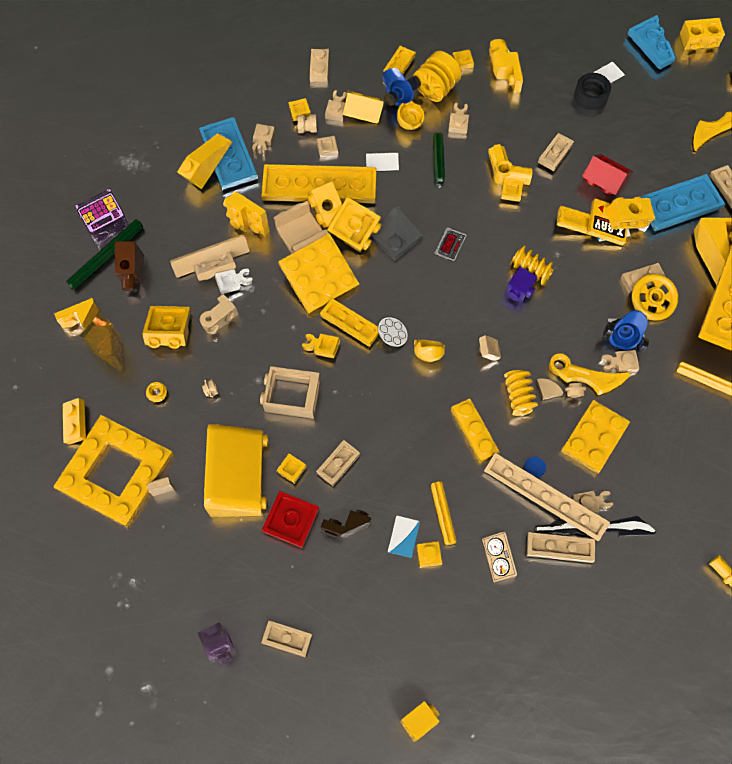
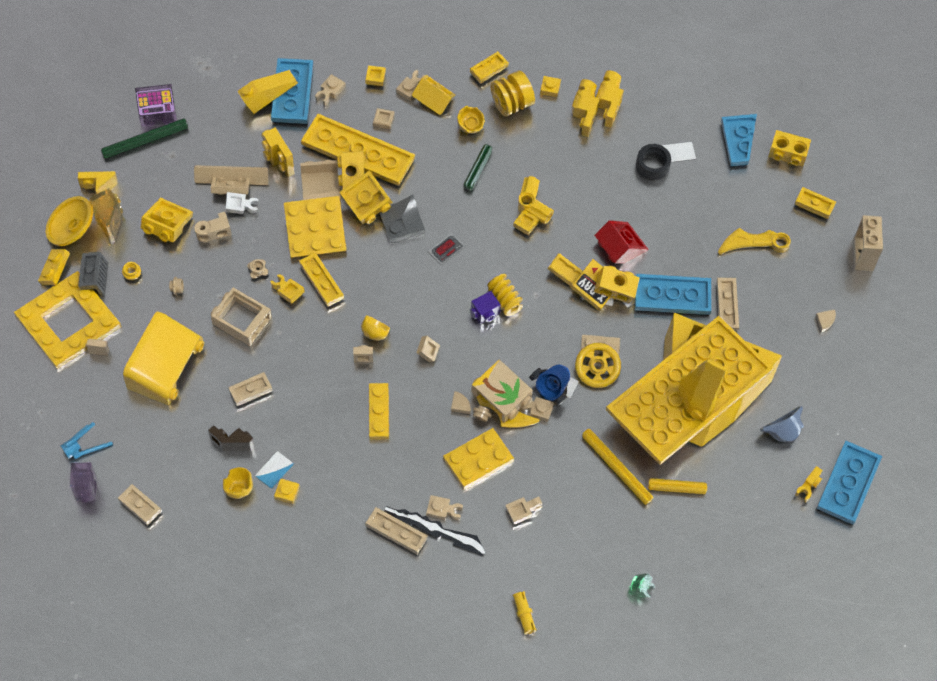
camera: 20 degrees right, 5 degrees down
(69, 367) = (69, 221): none -> yellow dish
(118, 410) = (93, 272): none -> dark grey panel
(128, 264) = (158, 155): reddish brown torso -> none
(184, 607) = (71, 446): none -> dark azure plant
(282, 331) = (257, 263): none -> tan plate
(290, 519) = (188, 416): red plate -> none
(291, 468) = (210, 377): yellow plate -> none
(307, 123) = (375, 91): tan wheel -> none
(319, 65) = (416, 41): tan plate -> none
(378, 569) = (238, 483): none -> yellow hair
(383, 161) = (426, 151): white sticker -> none
(392, 331) = (353, 301): white sticker -> none
(398, 88) = (470, 90): blue cap -> none
(420, 720) = (209, 604): yellow brick -> none
(431, 379) = (363, 354): none -> tan plate
(443, 513) = (315, 465): yellow axle -> none
(459, 120) = (515, 141): tan plate -> none
(499, 557) = (342, 517): slope -> none
(520, 391) = (432, 395): yellow piece -> none
(524, 47) = (610, 96): none -> yellow plate
(535, 467) = (411, 461): blue tile -> none
(547, 497) = (406, 486): tan plate -> none
(556, 152) = (586, 204): tan plate -> none
(587, 358) = (503, 390): none -> tan panel
(666, 470) = (521, 510): none -> tan plate

